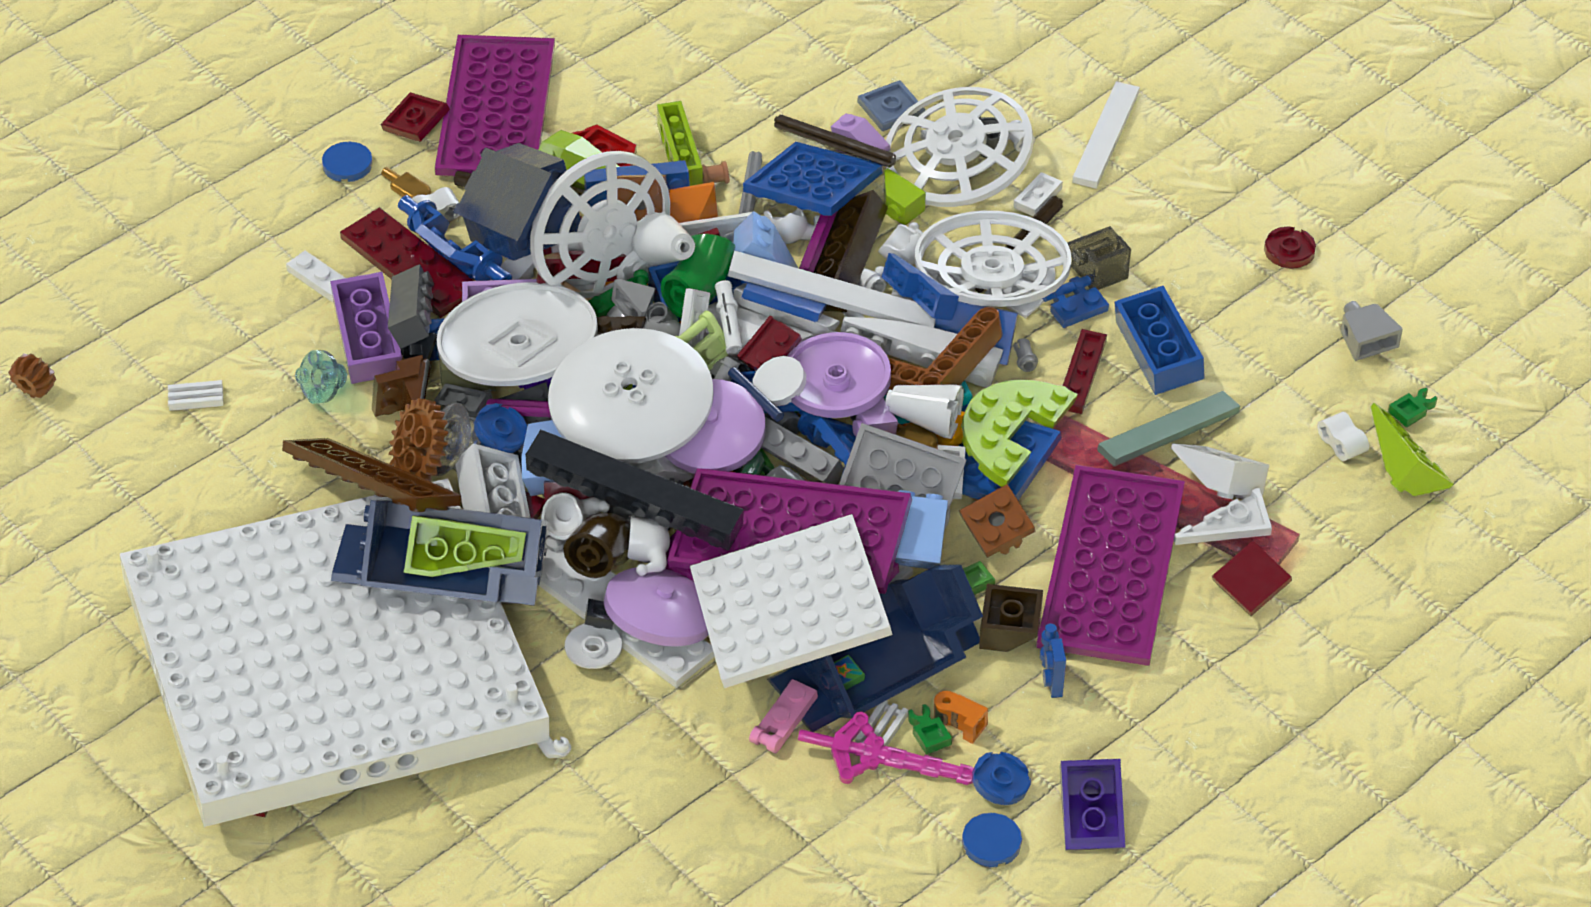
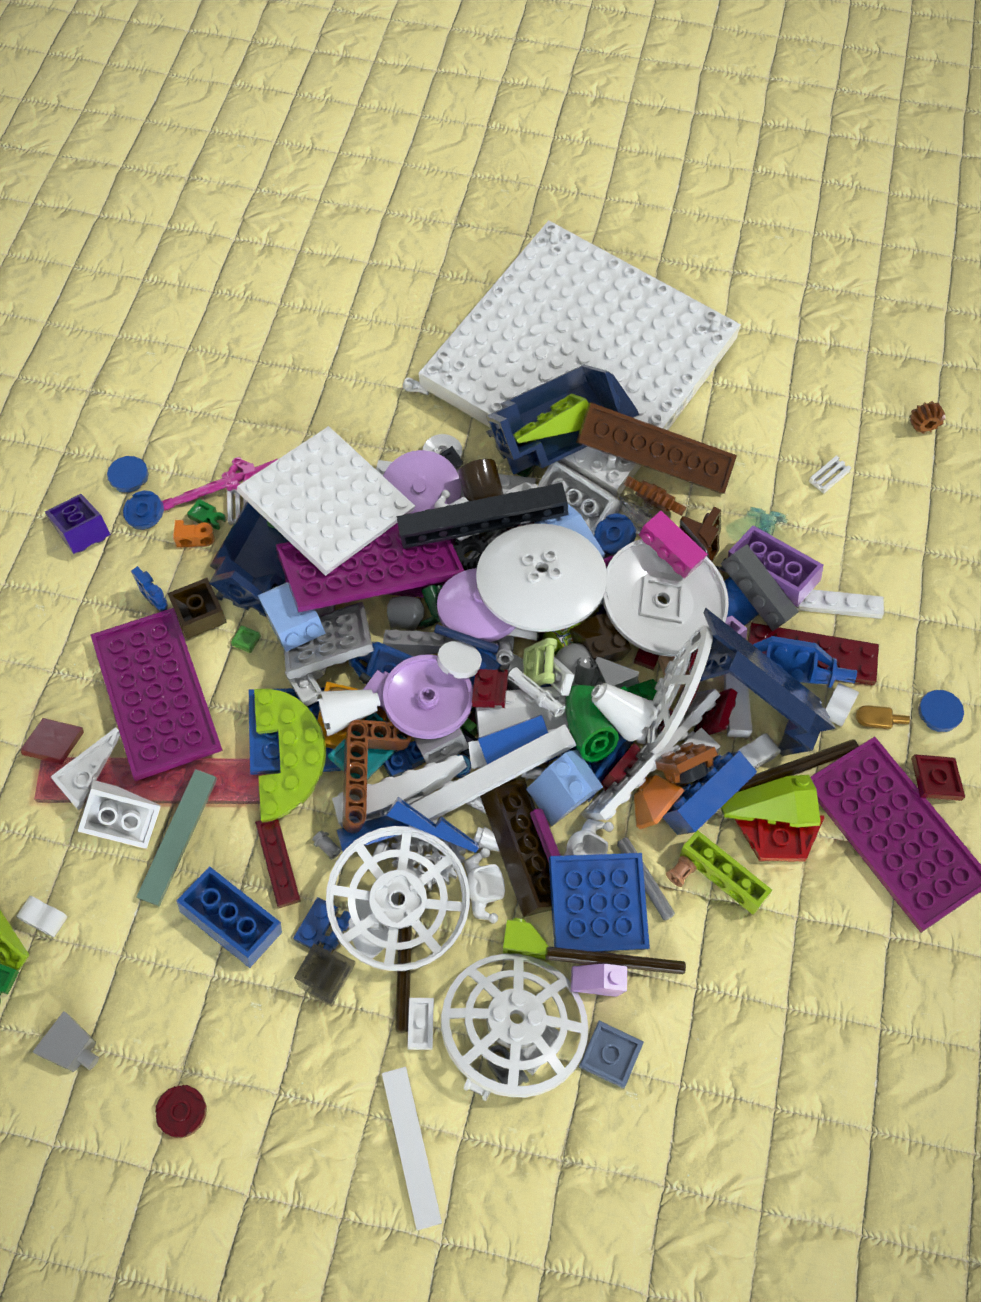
camera: 145 degrees right, 15 degrees up
(470, 352) = (672, 544): none -> dark pink brick
(997, 521) = (250, 671): dark orange piece -> none

